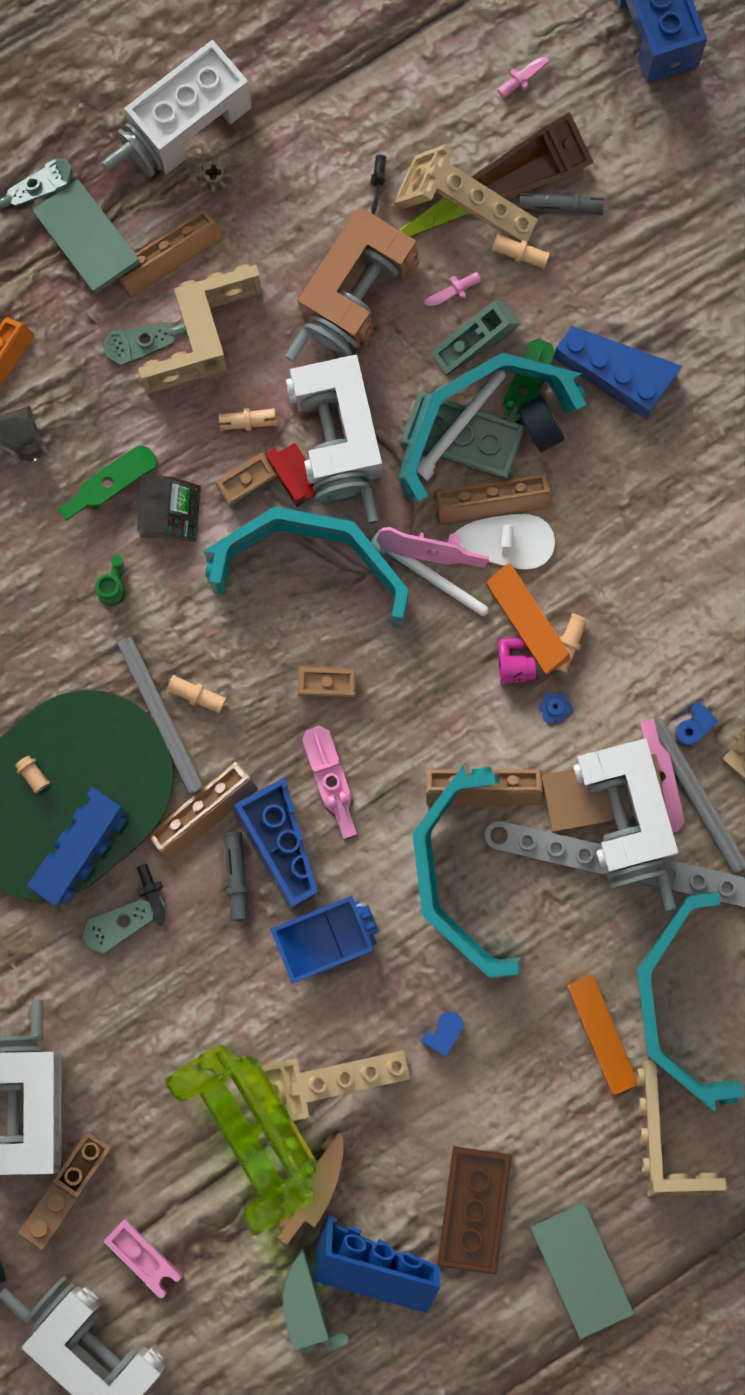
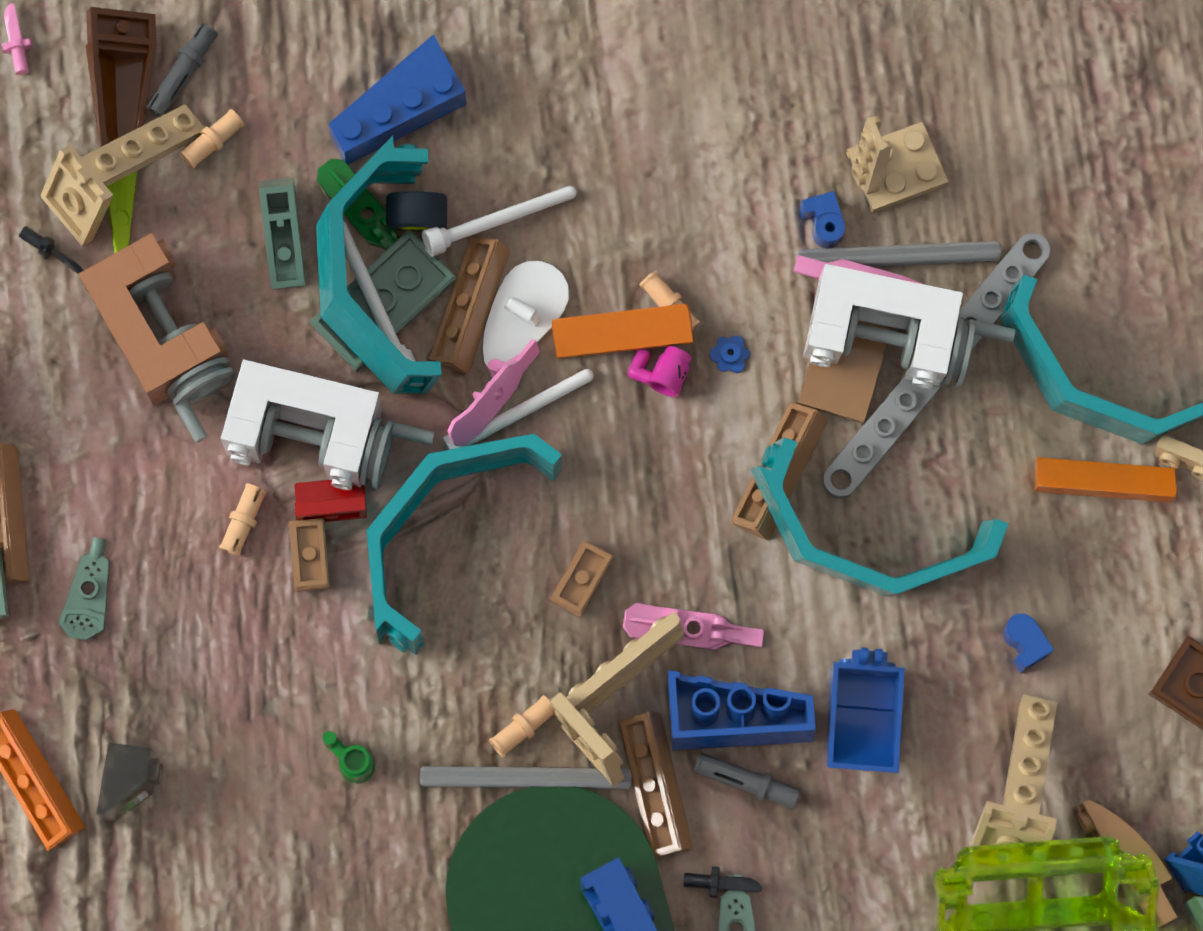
camera: 70 degrees left, 5 degrees down
(120, 472) = (230, 687): green piece -> none
(168, 508) = (298, 655): clear smoke slope -> none
(195, 304) = (115, 516): tan bracket -> none
(256, 737) = (607, 680): none -> tan bracket
(456, 288) = (215, 225): bright pink piece -> none
(526, 450) = (437, 239): none -> white piece

